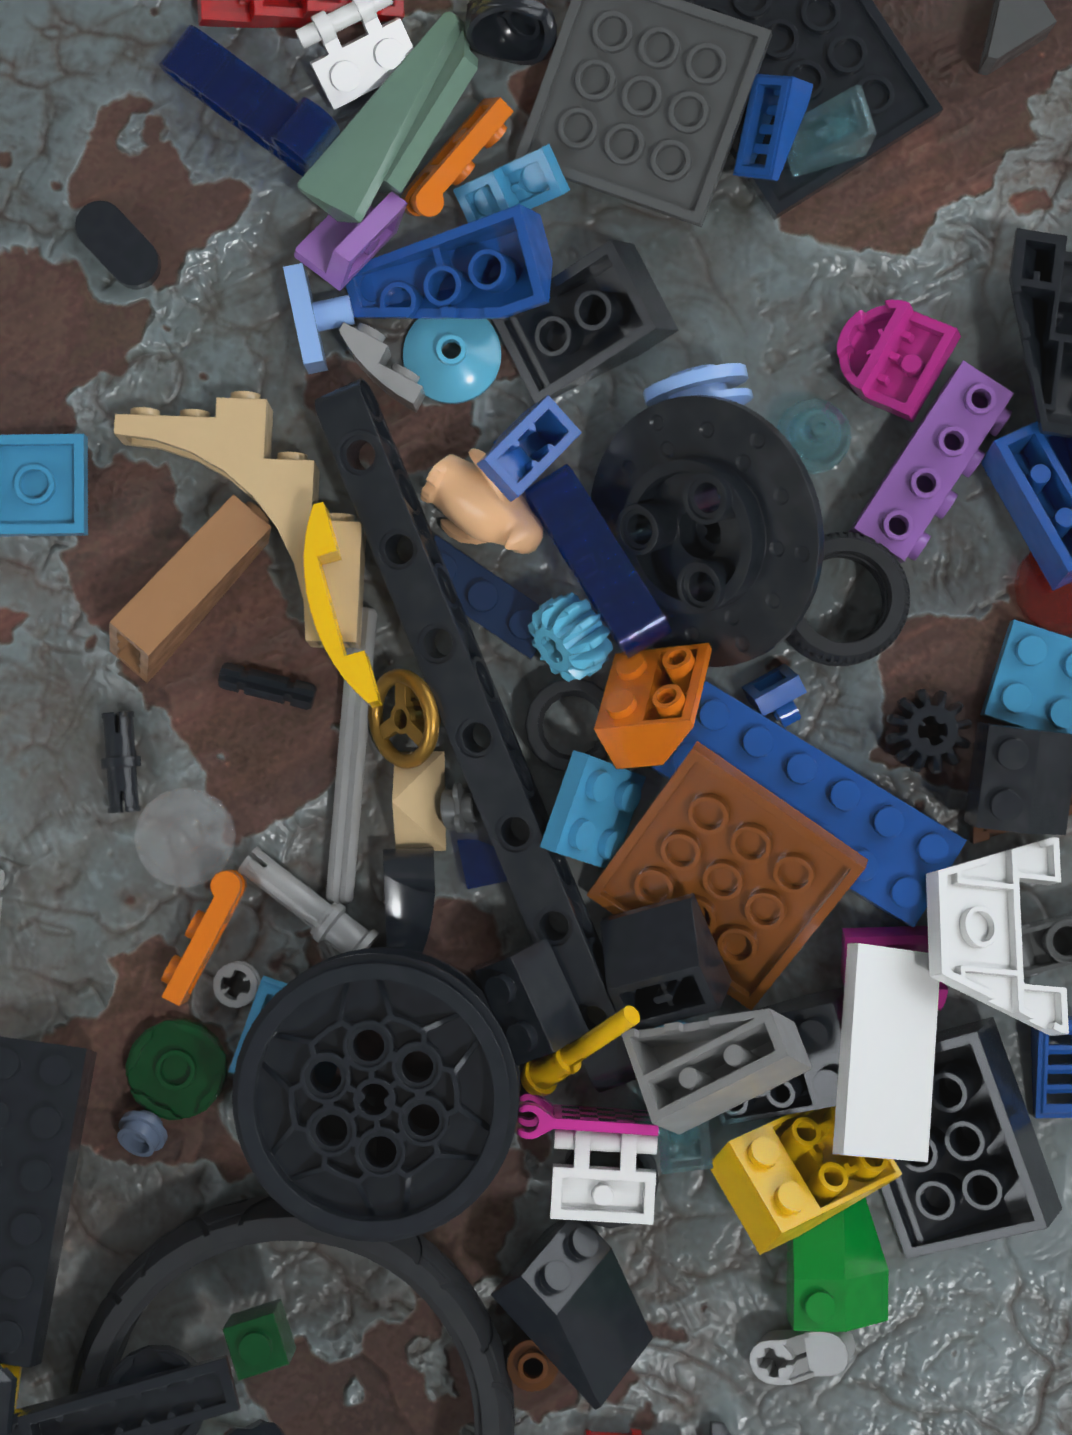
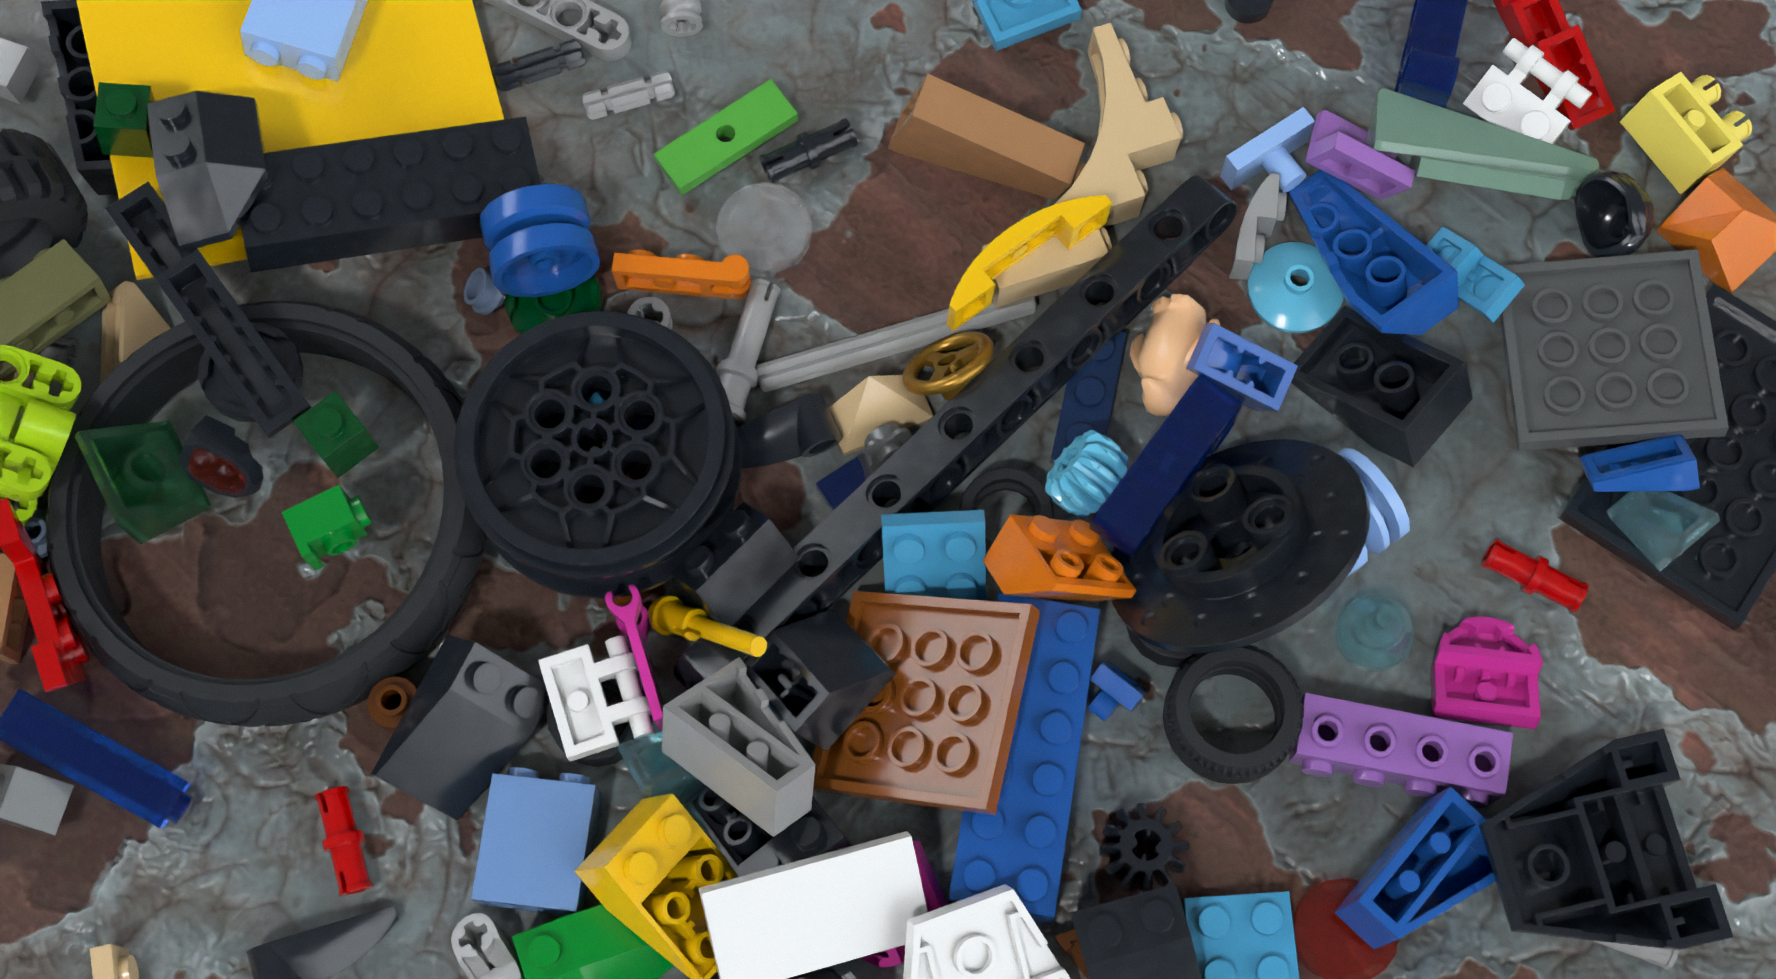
camera: 70 degrees right, 15 degrees down
(66, 805) = (747, 121): none -> bright green tile
(125, 1068) = (539, 240): none -> blue wheel
(267, 686) = (927, 244): black axle -> none
(347, 1376) = (327, 524): none -> green brick
(454, 159) = (1469, 216): orange plate -> none
(707, 1274) = (535, 841): none -> medium blue brick
(820, 268) = (1535, 575): none -> red pin

